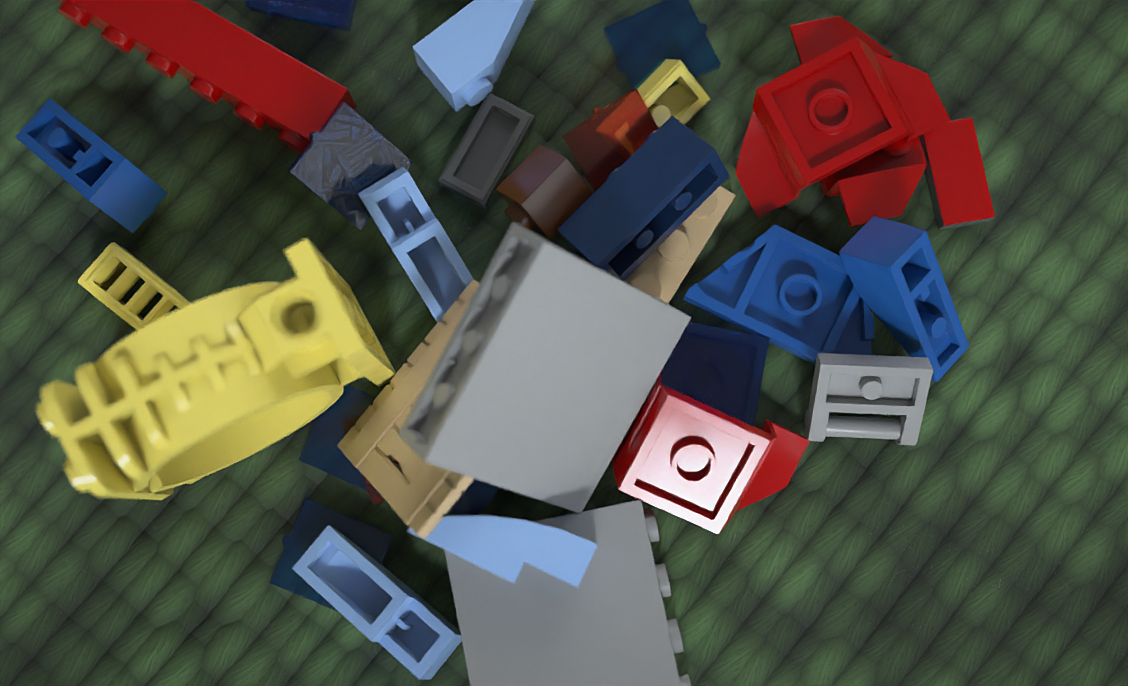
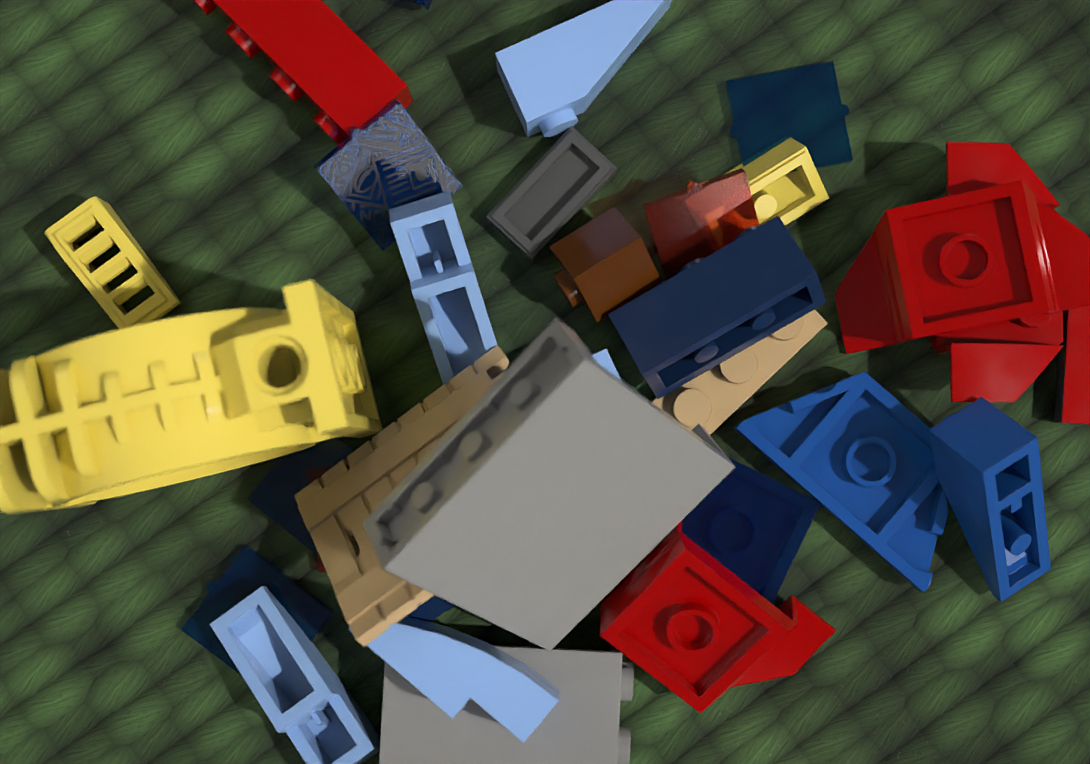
camera: 20 degrees right, 5 degrees up
(91, 166) = (90, 97): blue slope -> none
(868, 387) = (915, 602): light grey plate -> none

